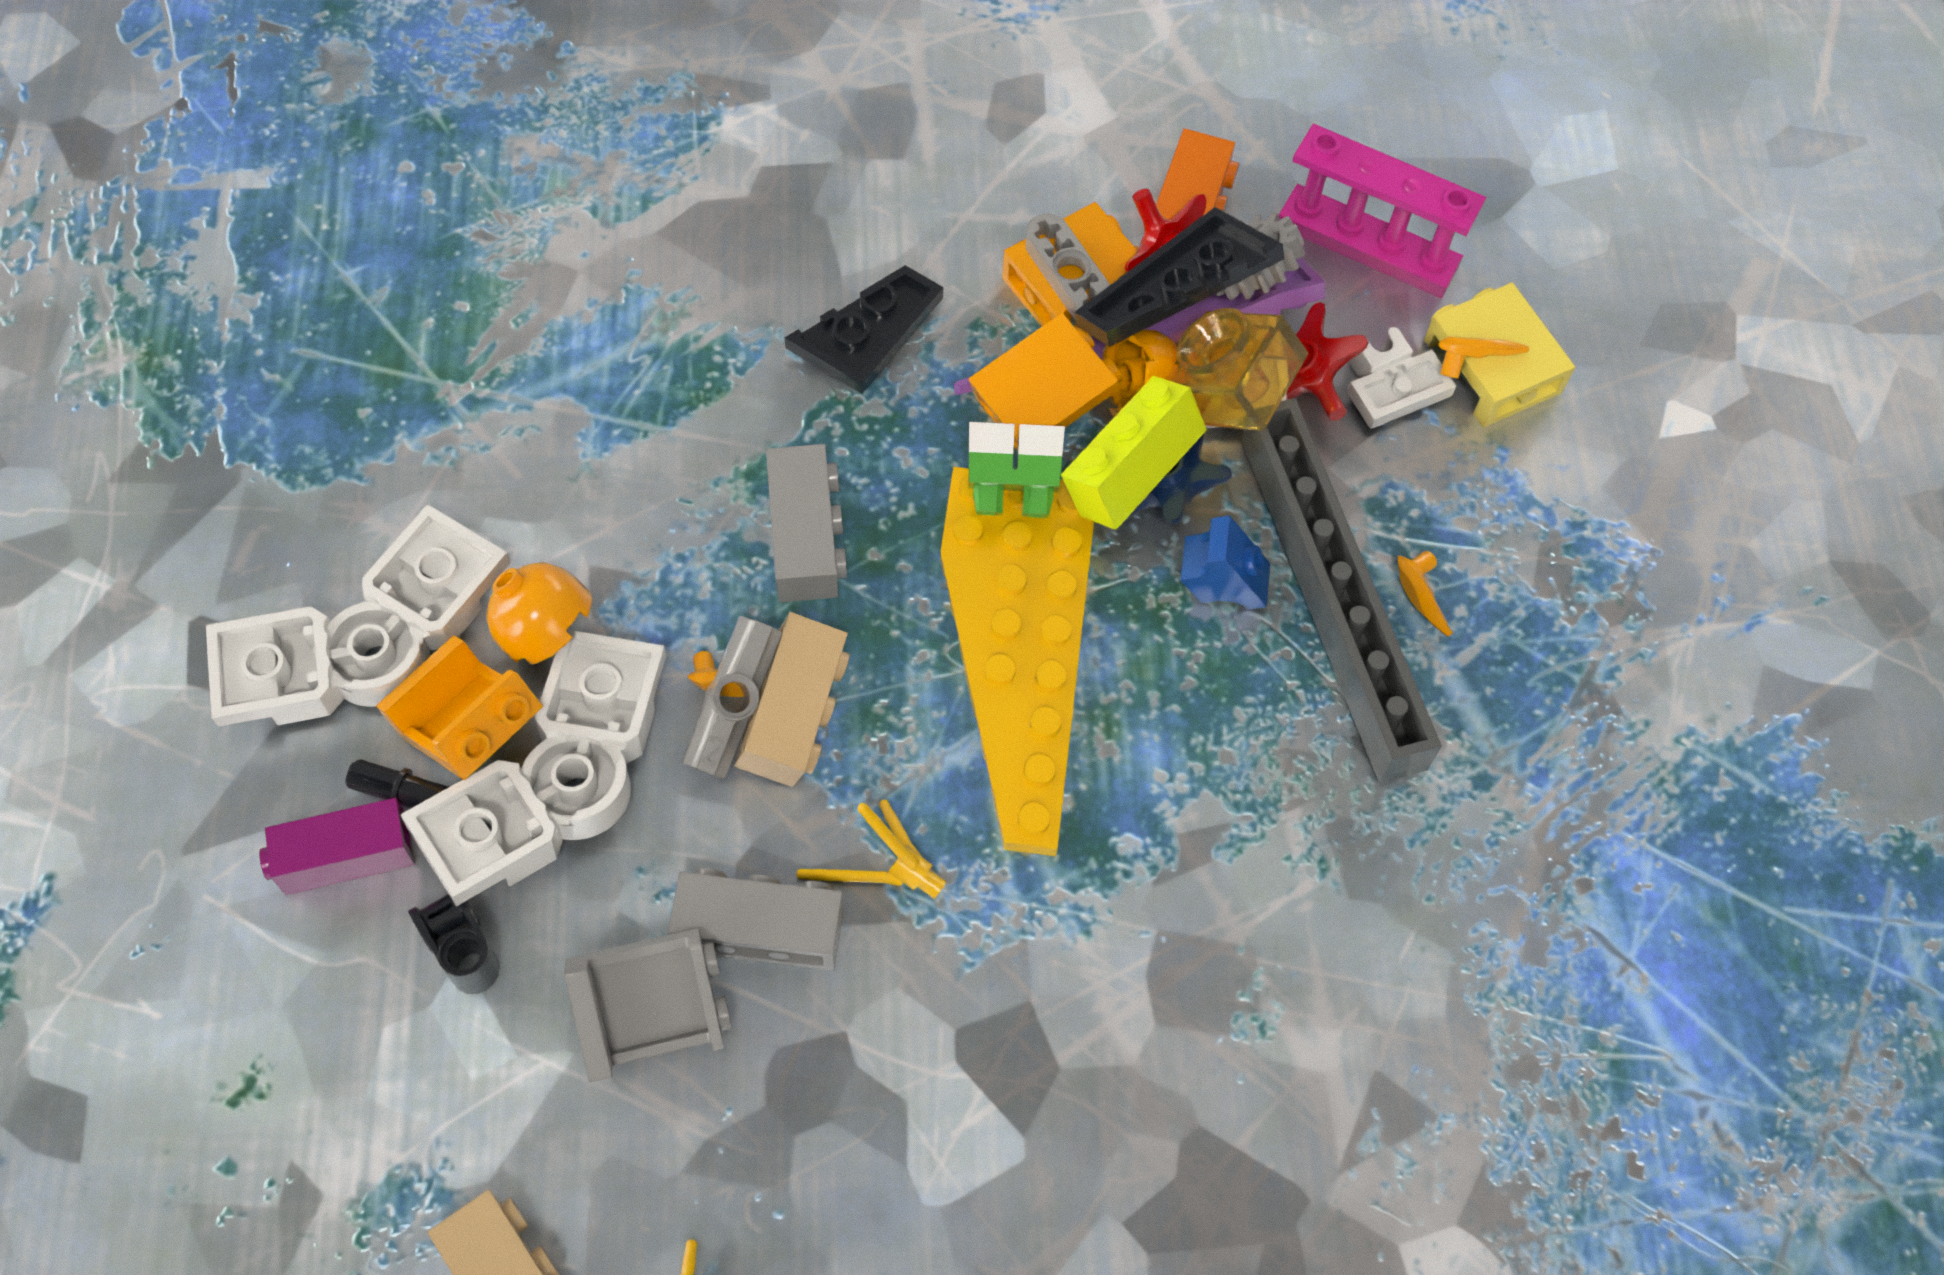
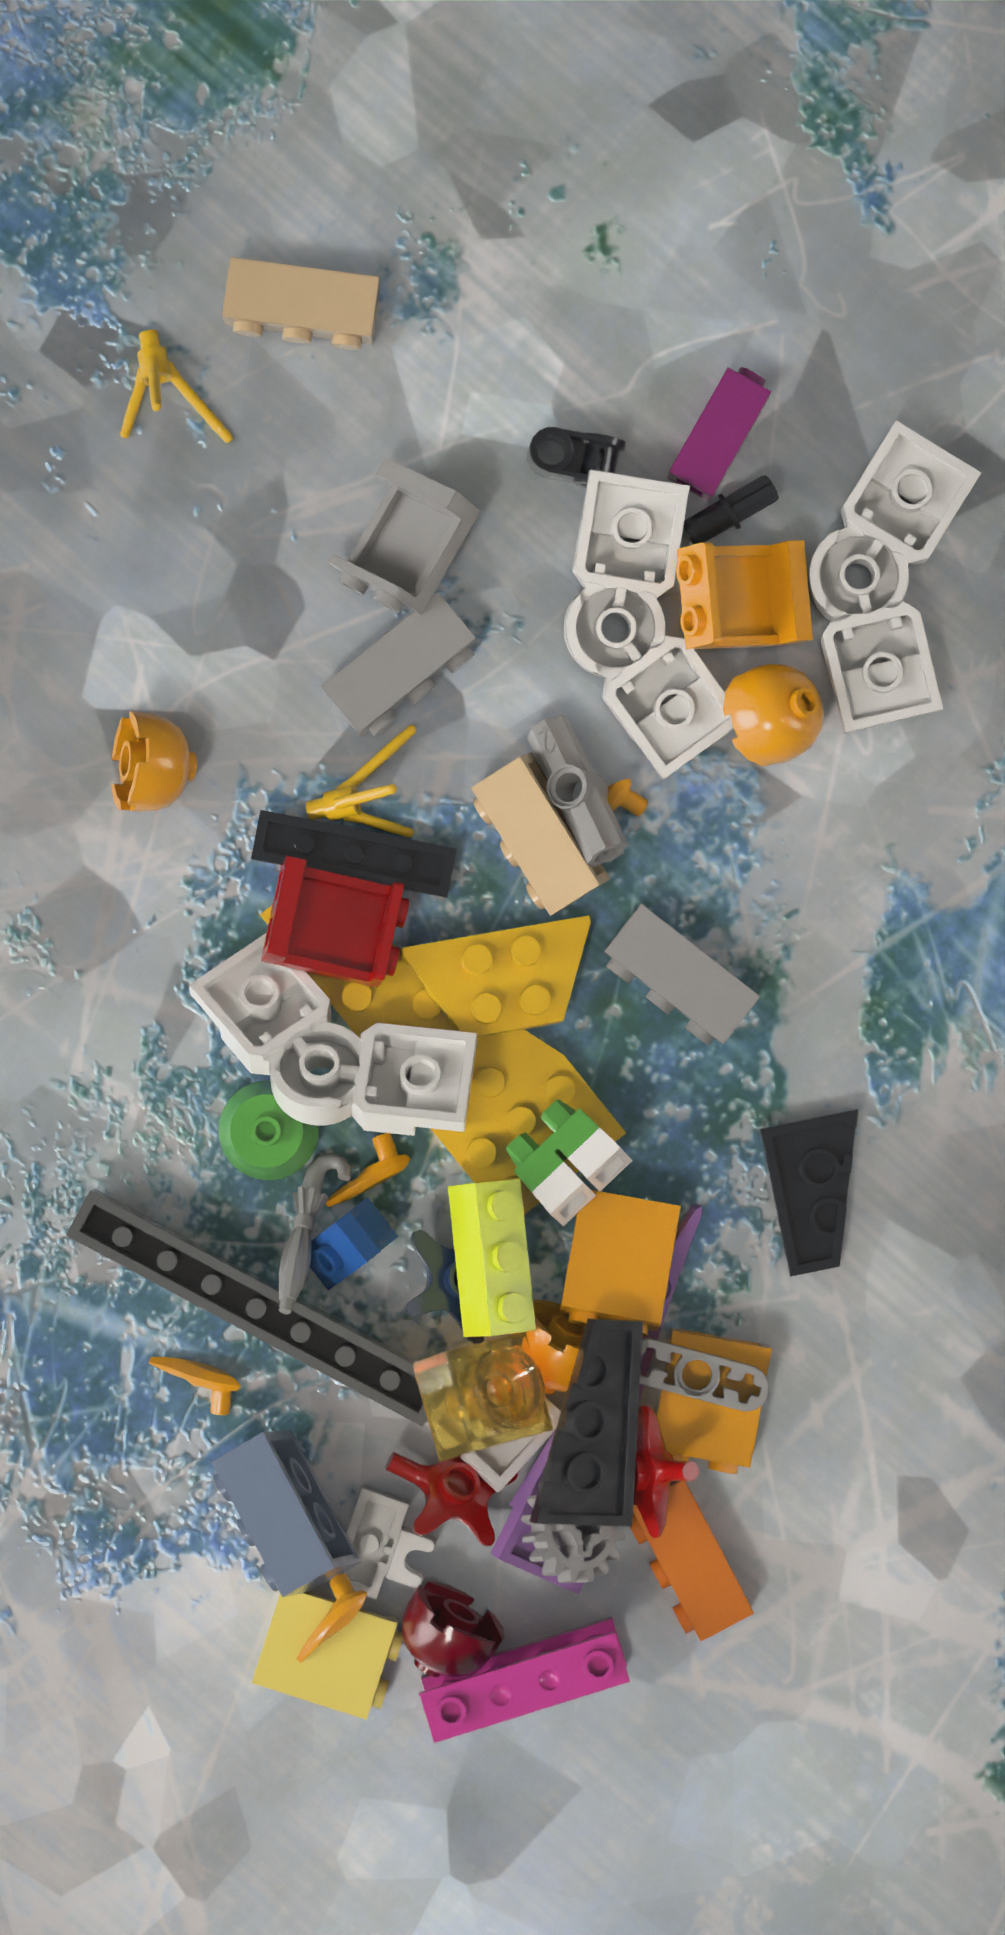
camera: 140 degrees right, 25 degrees up
(926, 635) = (504, 976): none -> yellow wing
(941, 824) = (355, 853): none -> black plate
(1009, 777) = (334, 924): none -> red panel
(1027, 1036) = (152, 762): none -> light orange cylinder
(1124, 746) = (284, 1029): none -> white plate
(1159, 602) = (388, 1166): none -> light orange bar
(1206, 697) = (262, 1137): none -> bright green cone
(1271, 584) = (308, 1202): none -> light grey piece
(1399, 285) = (447, 1633): none -> dark red cylinder
(1451, 432) = (284, 1513): none -> sand blue brick

